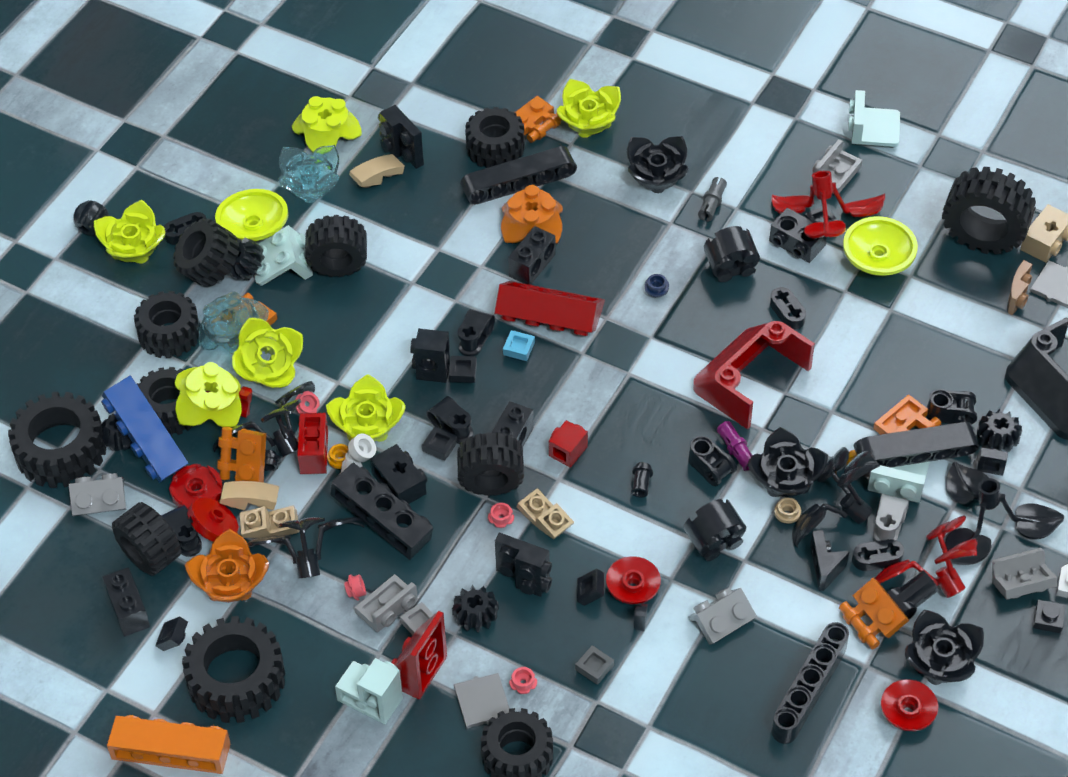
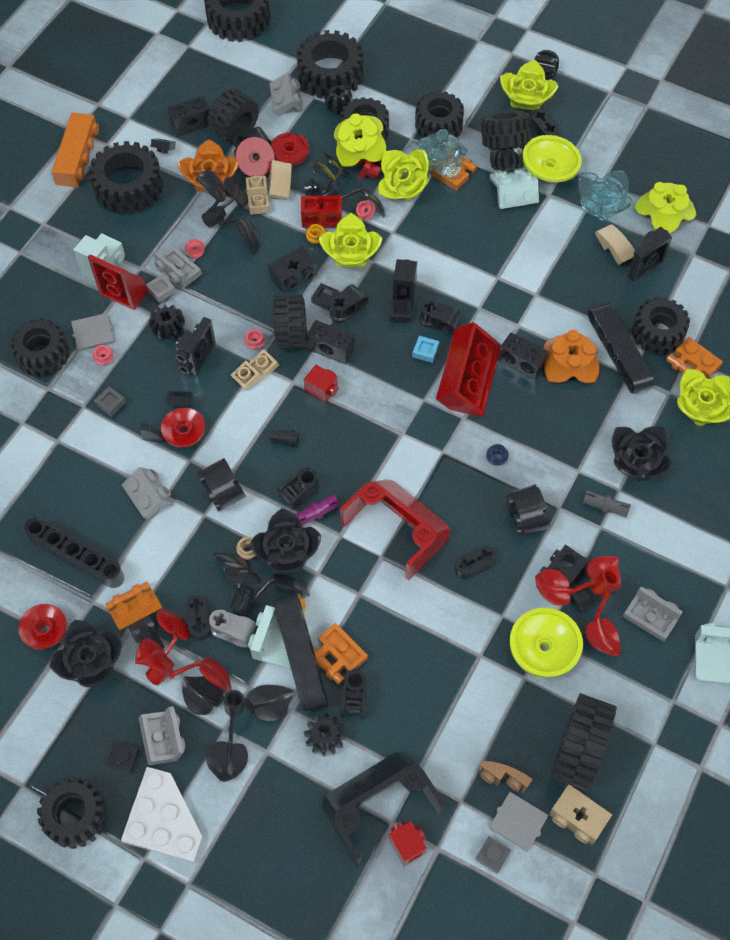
camera: 90 degrees right, 10 degrees up
(144, 429) = (326, 103): brick -> none
(250, 455) = (305, 168): orange plate -> none
(336, 246) = (516, 211): black tyre -> none
(360, 450) = (306, 237): white arm -> none
(384, 523) = (256, 246): black brick -> none
(826, 563) = (186, 570): slope -> none
(992, 461) = (291, 724): black plate -> none

